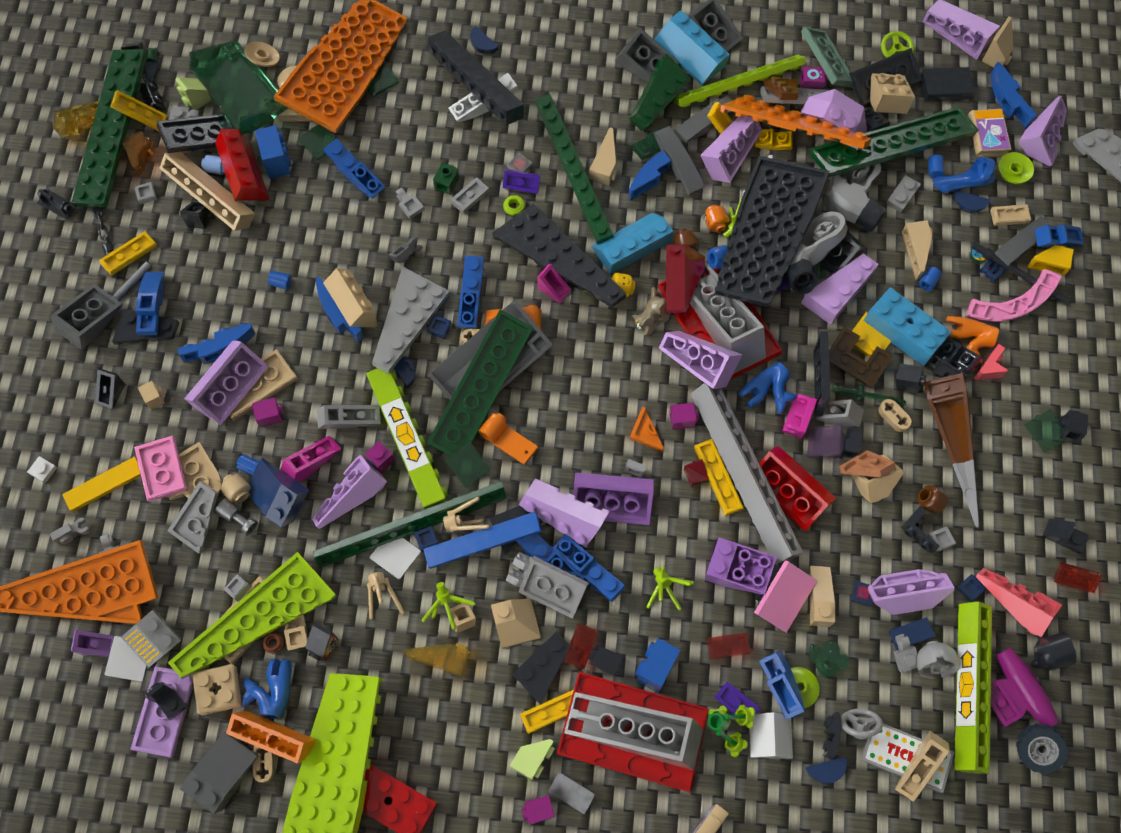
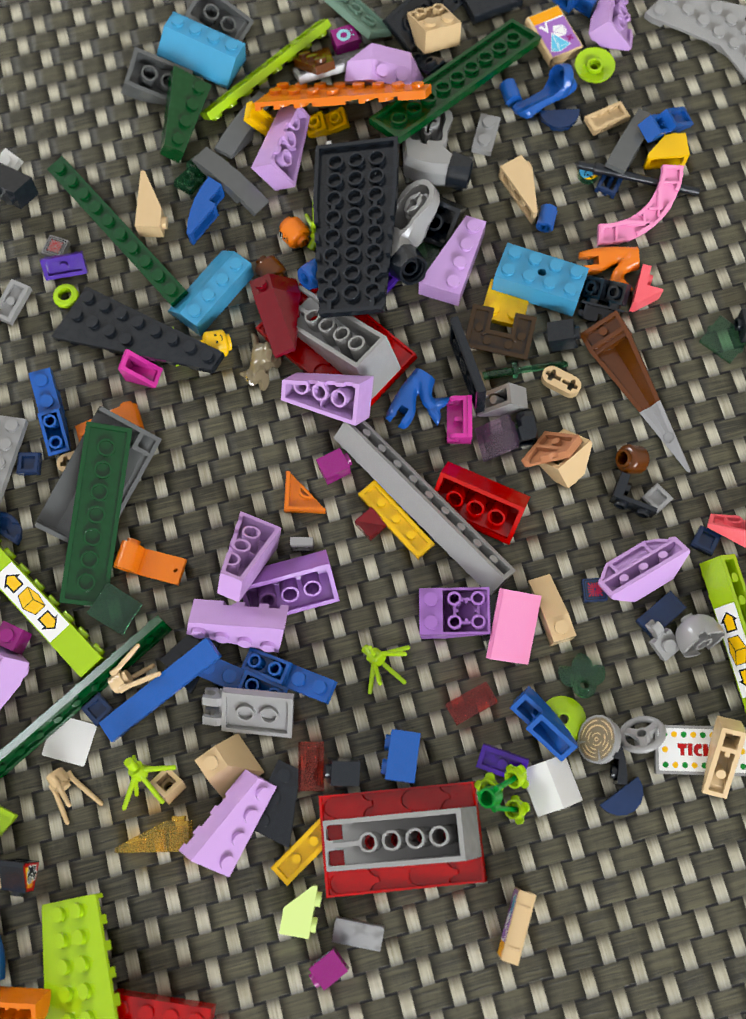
camera: 15 degrees left, 5 degrees up
(501, 666) = (230, 825): none -> lavender wedge
(591, 458) = (248, 553): none -> lavender wedge
(824, 713) = (599, 739): none -> tile

